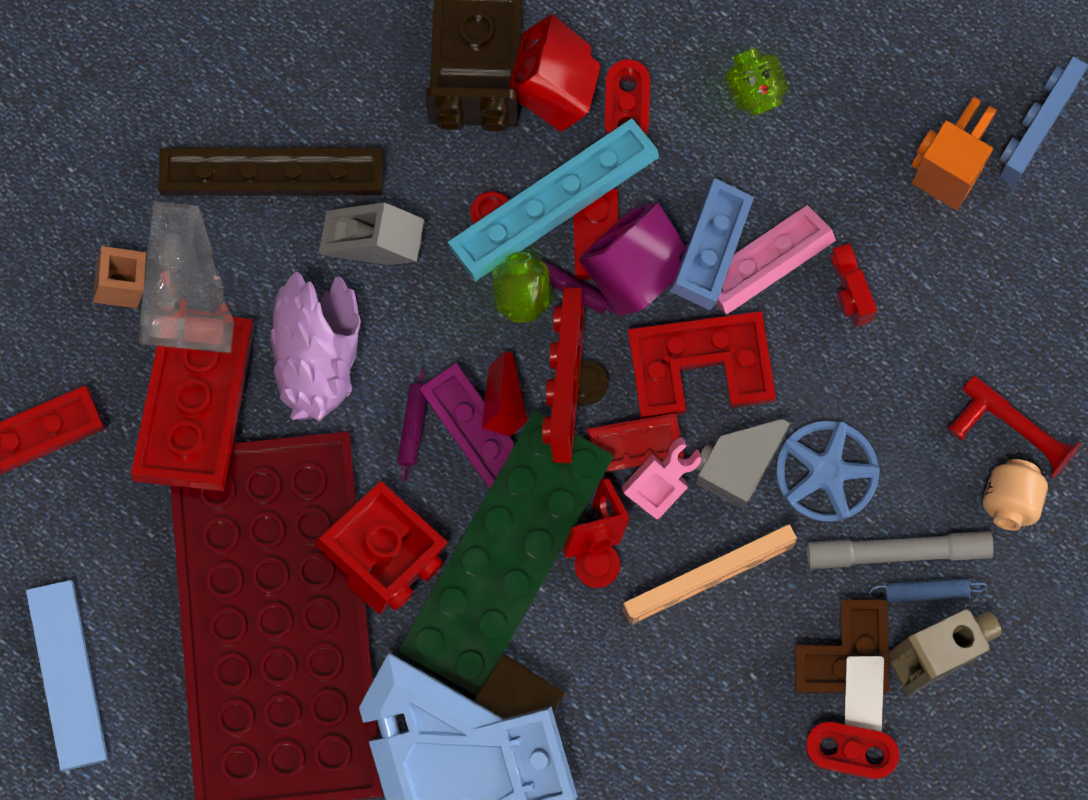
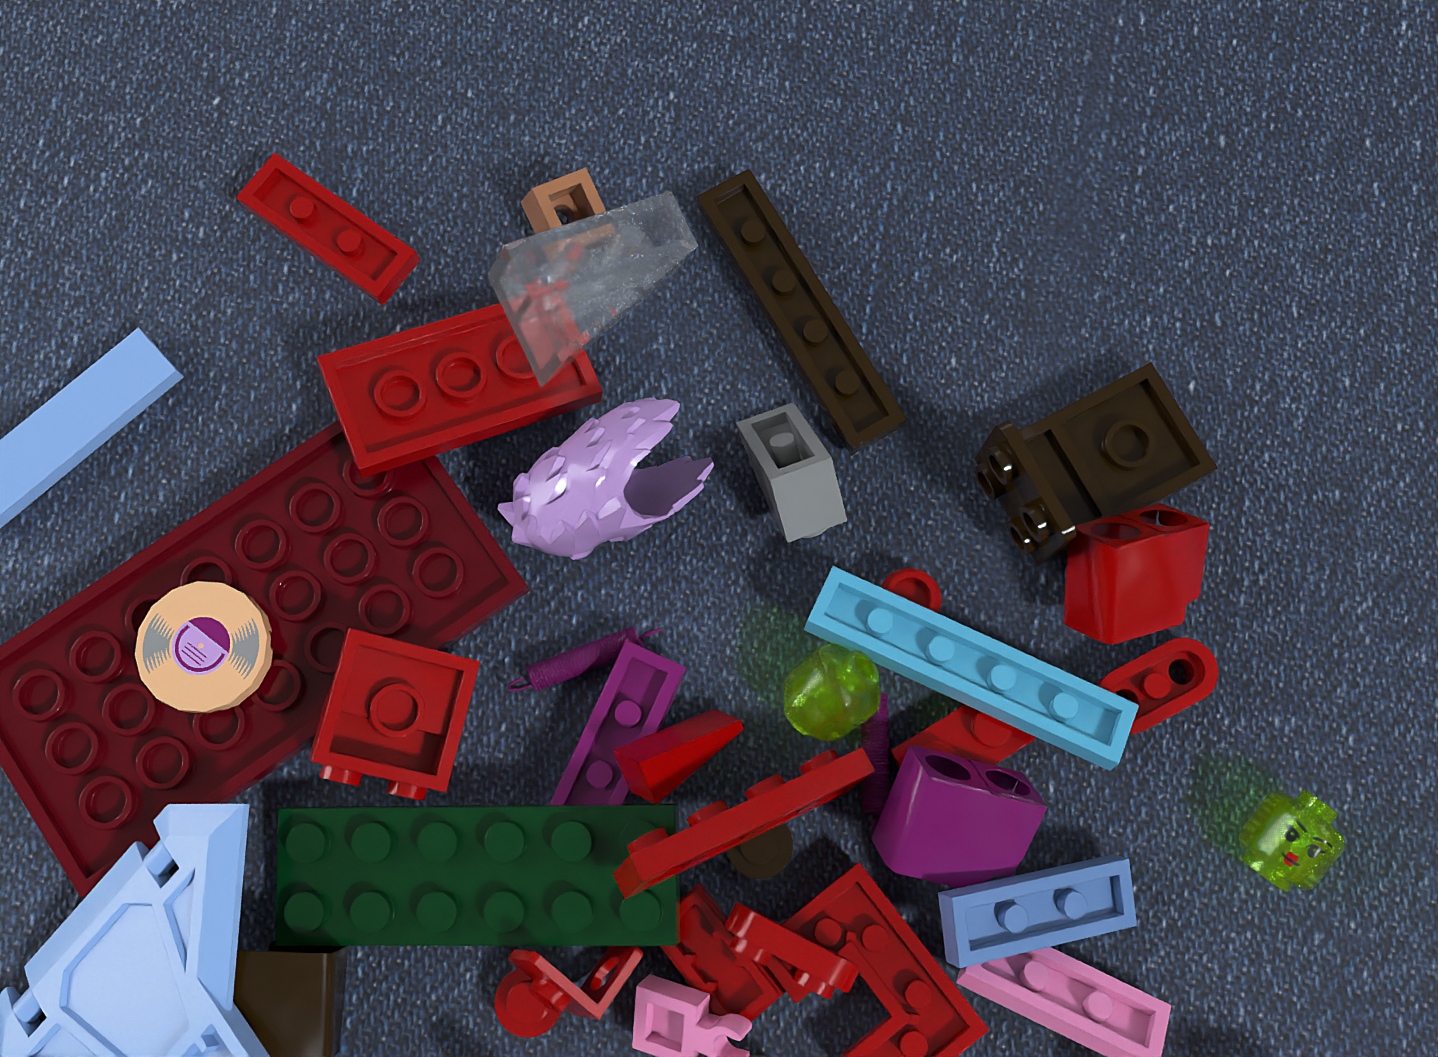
camera: 60 degrees right, 0 degrees up
(272, 642) = (204, 647): none -> light nougat tile
(669, 381) = (816, 965): none -> red plate

